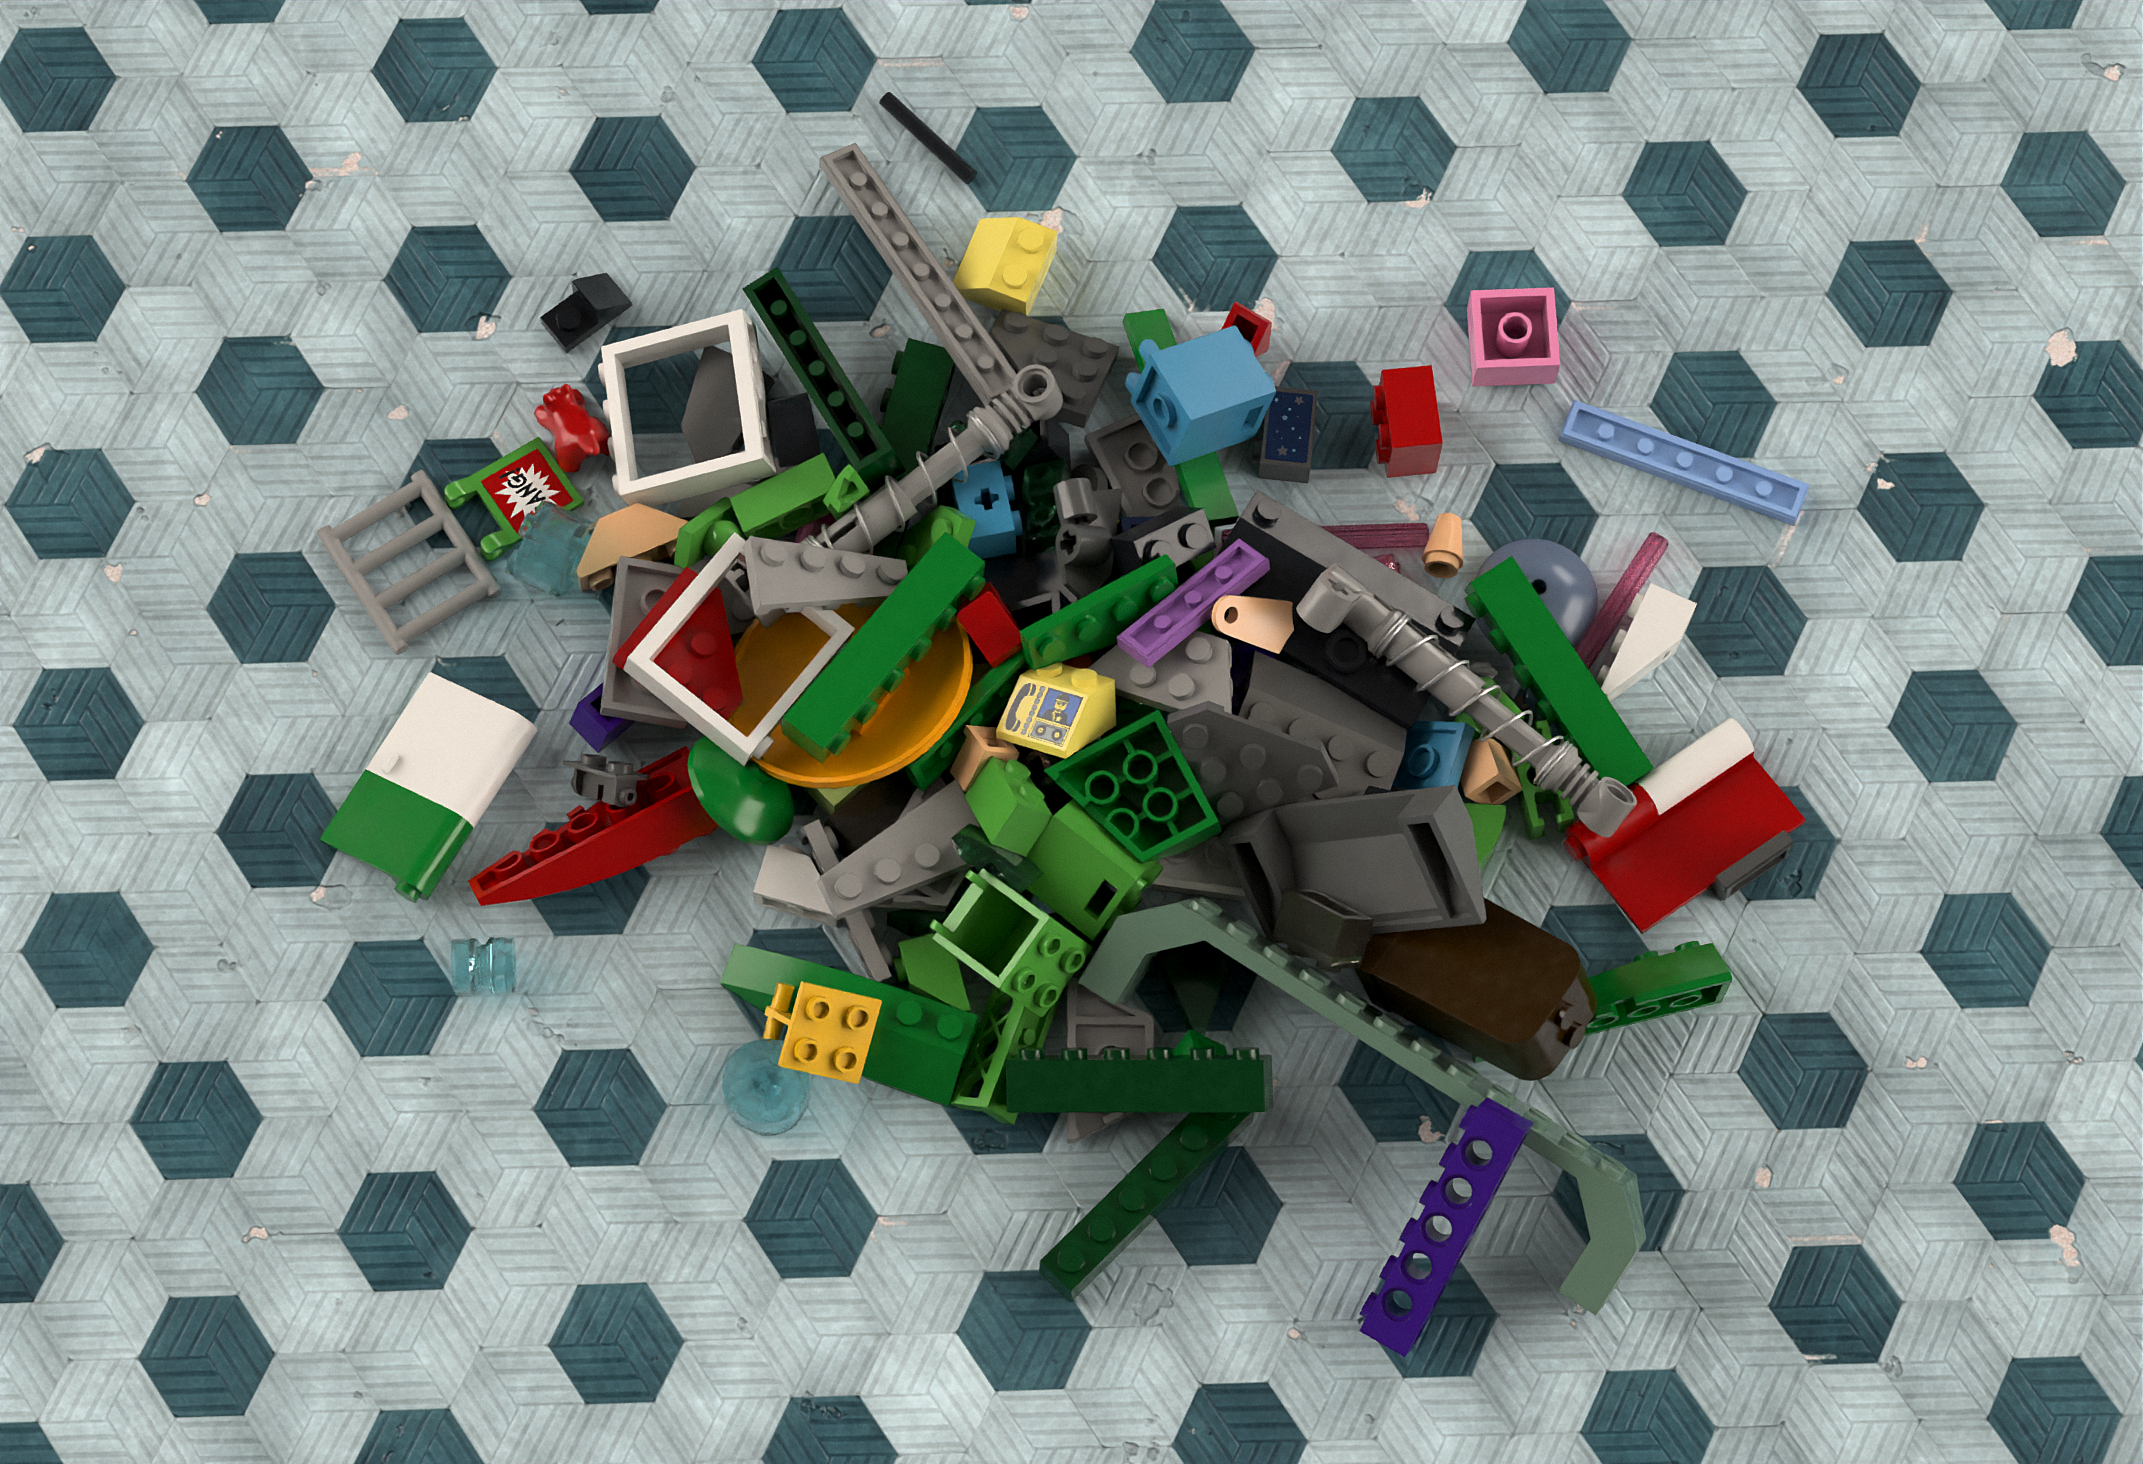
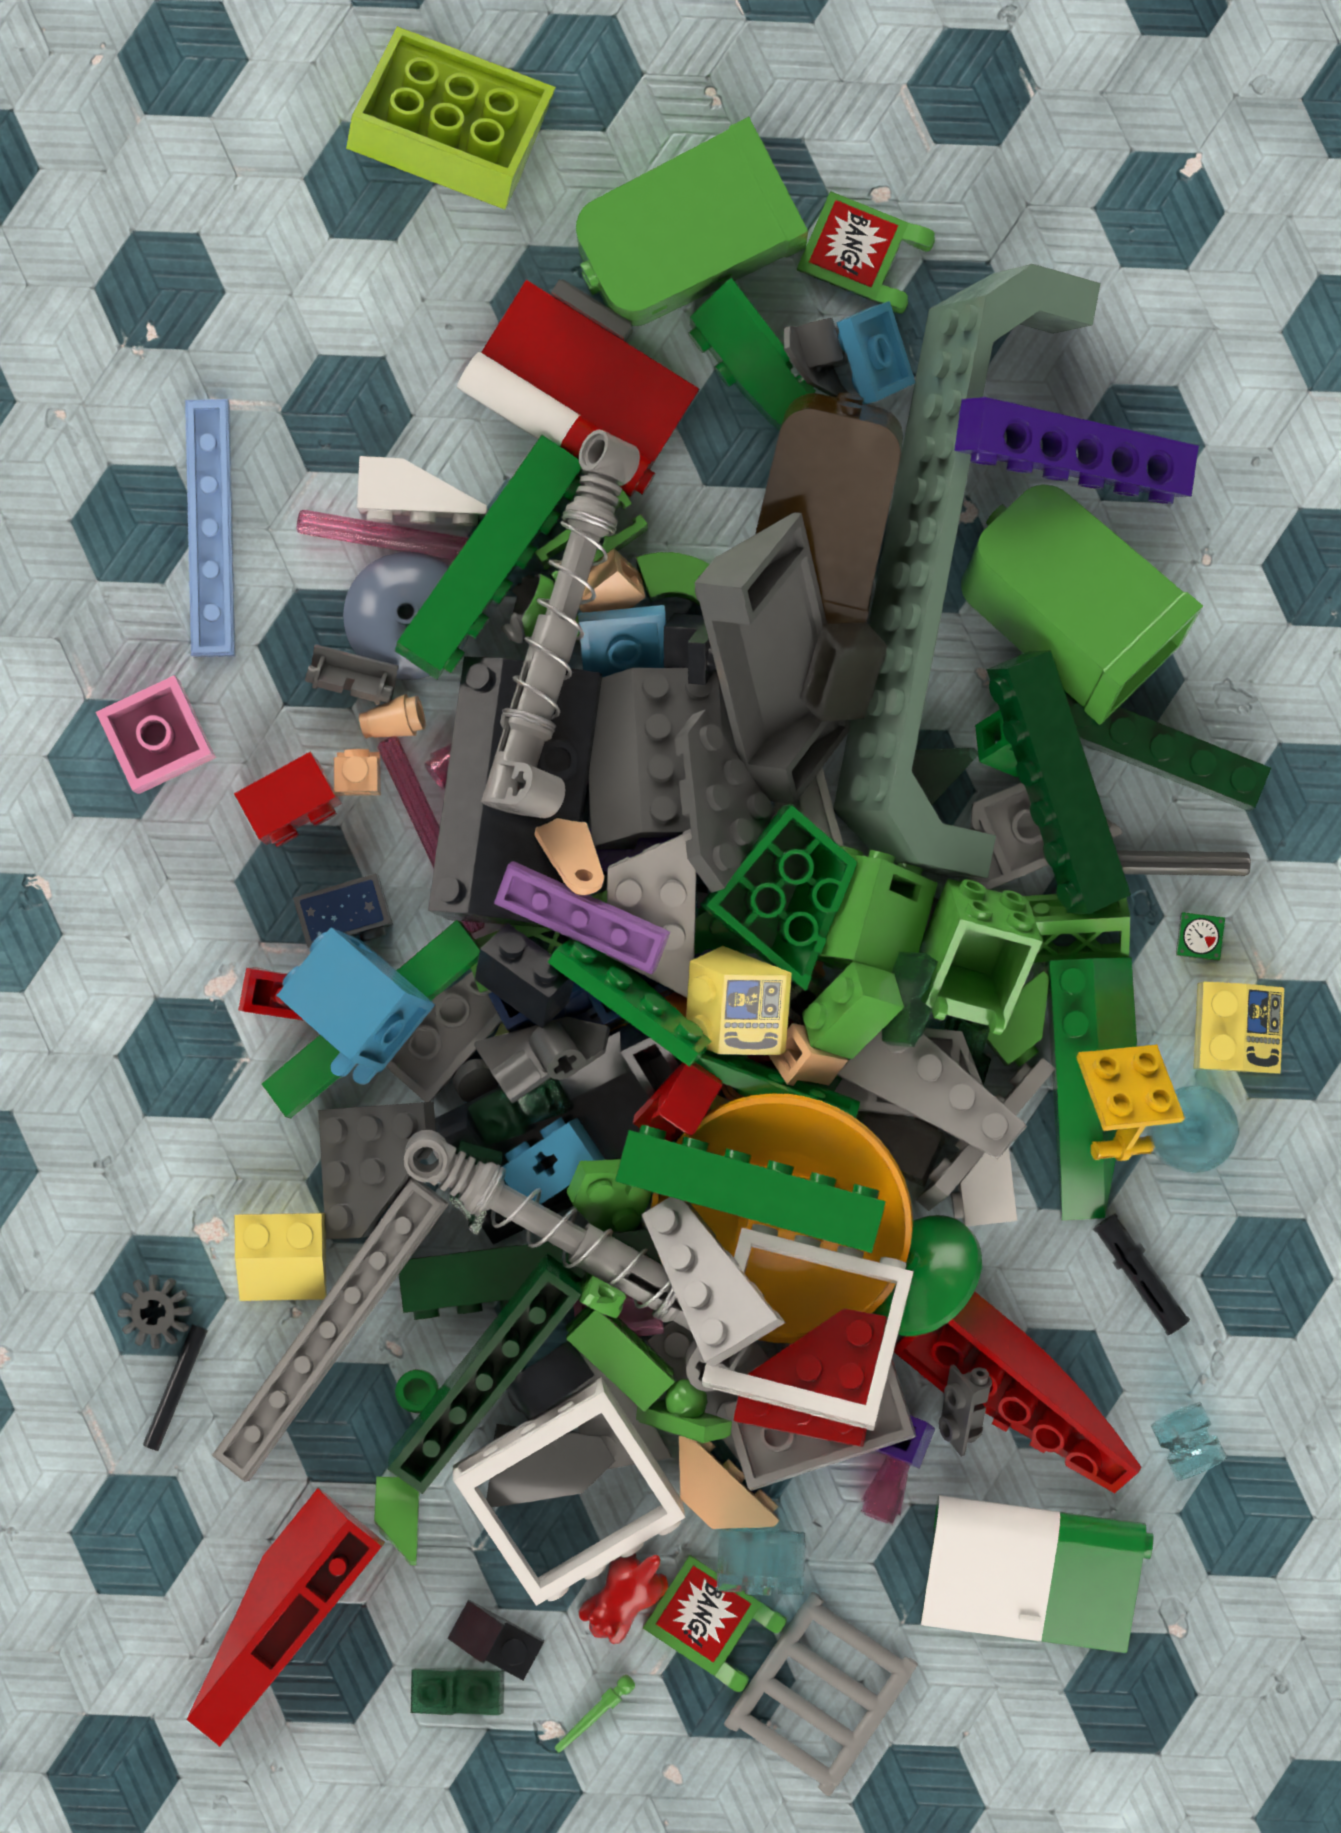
camera: 110 degrees left, 15 degrees up
(488, 384) = (610, 1699): none -> bright green piece
(557, 261) = (457, 1691): none -> clear green slope
(559, 685) = (886, 1492): none -> clear pink cone
(665, 988) = (1141, 1273): none -> black pin
(696, 147) = (282, 1607): none -> red wedge
(729, 271) = (398, 1515): none -> bright green slope
(836, 330) = (416, 1390): none -> green tile
(840, 1171) = (1238, 1027): none -> light yellow slope
(941, 1175) = (1200, 936): none -> tile
(1001, 129) = (164, 1323): none -> dark grey gear
(1020, 1180) = (1185, 863): none -> dark grey axle
(1304, 1172) = (1075, 588): none -> bright green piece
(1407, 494) = (357, 773): none -> light nougat brick
(1489, 537) = (360, 675): none -> dark grey hinge
(1611, 1094) = (875, 353): none -> dark azure plate
(1627, 1039) = (816, 353): none -> dark grey panel
(1720, 1131) = (856, 249): none -> flag
(1798, 975) = (688, 227): none -> bright green piece
(1985, 813) = (449, 117): none -> lime slope

